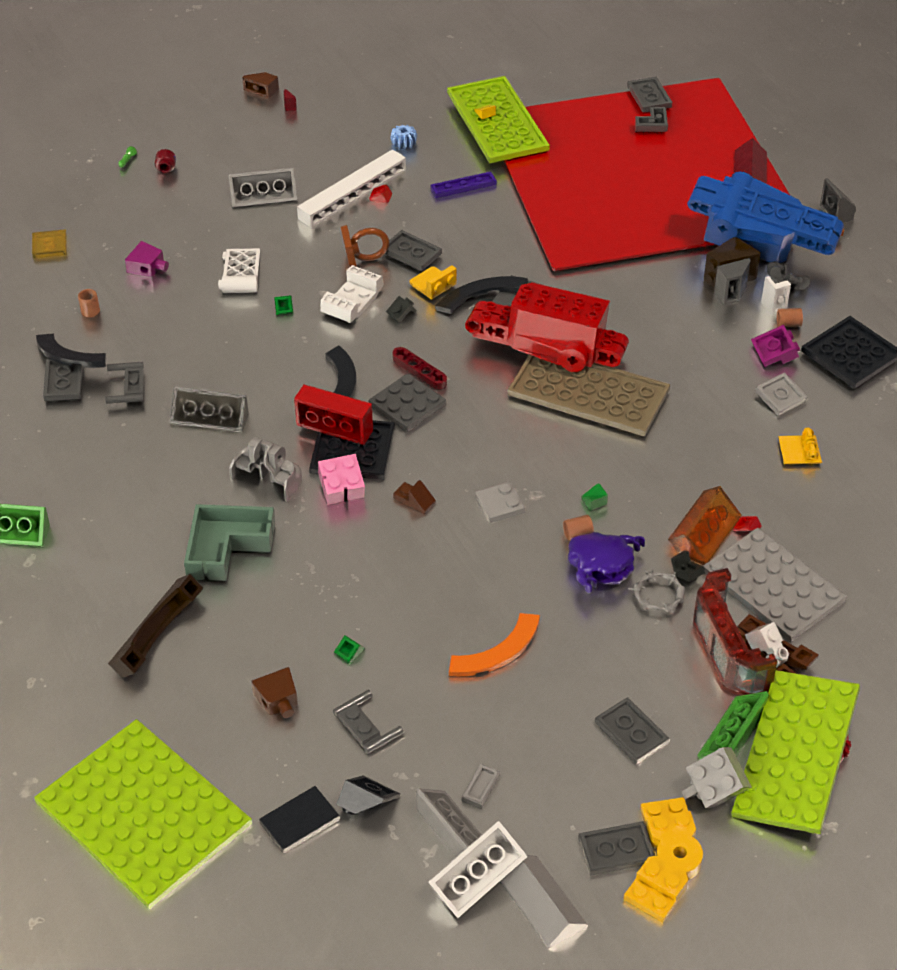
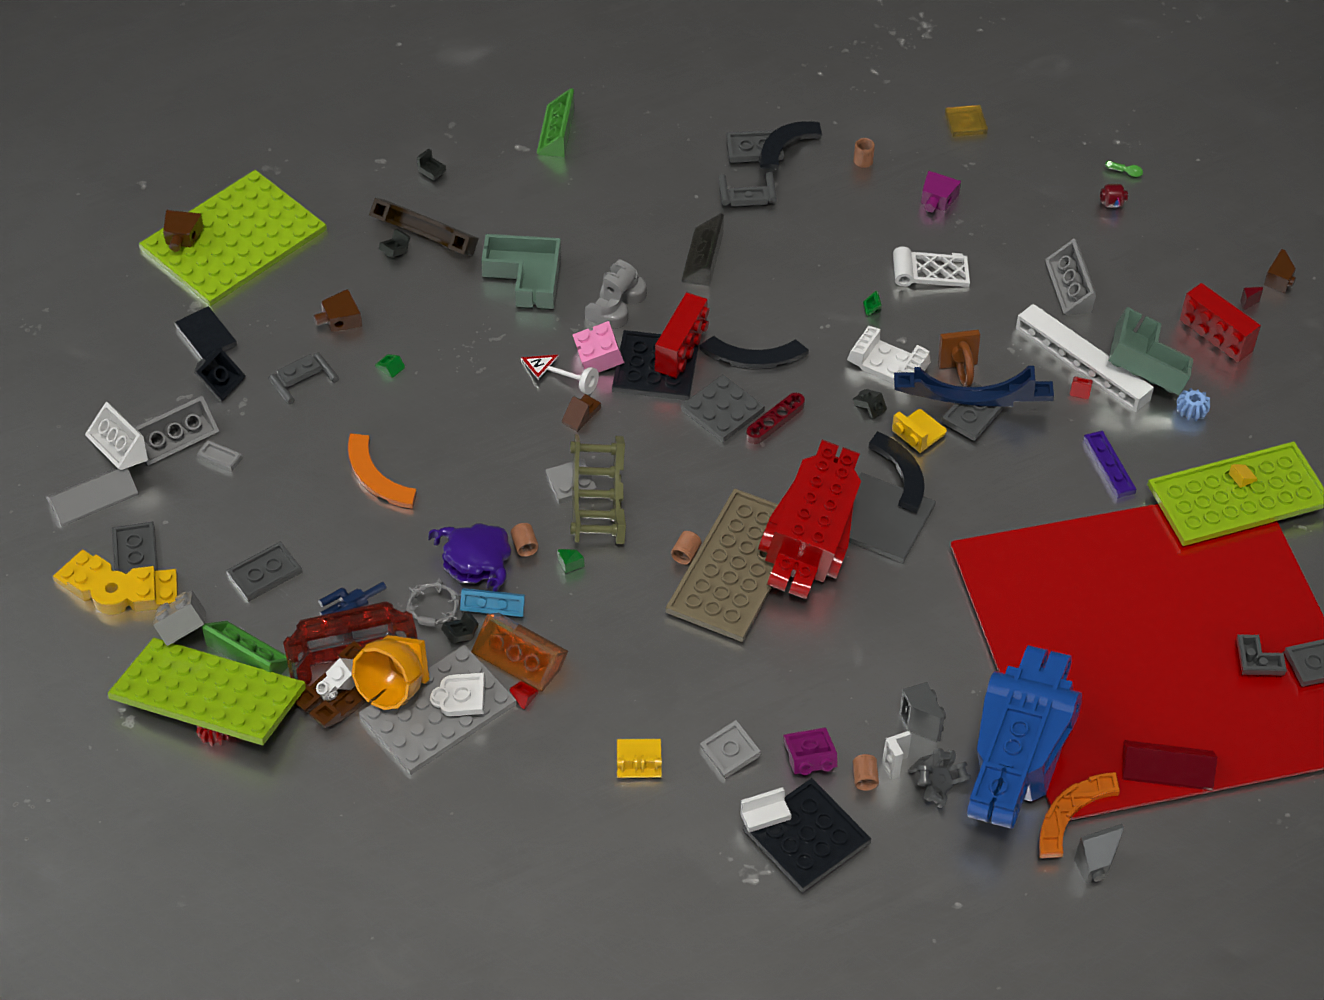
camera: 90 degrees right, 5 degrees up
(55, 629) = (429, 166): none -> pearl dark grey bracket
(143, 849) = (182, 229): none -> reddish brown torso
(176, 652) = (397, 245): none -> pearl dark grey bracket
(322, 112) = (1220, 322): none -> red brick
(353, 529) = (539, 364): none -> white piece
(360, 148) = (1145, 356): none -> sand green piece
(400, 235) = (1017, 389): none -> dark blue slope
(499, 461) = (614, 494): none -> olive fence
(576, 419) = (686, 547): none -> nougat piece
(653, 546) = (492, 602): none -> dark azure plate
(673, 650) = (351, 600): none -> dark blue plant
(729, 252) = (962, 712): dark brown slope -> none
(764, 591) = (390, 666): none -> light orange plate
(767, 557) = (460, 694): none -> white plate
(844, 367) = (764, 810): none -> white panel

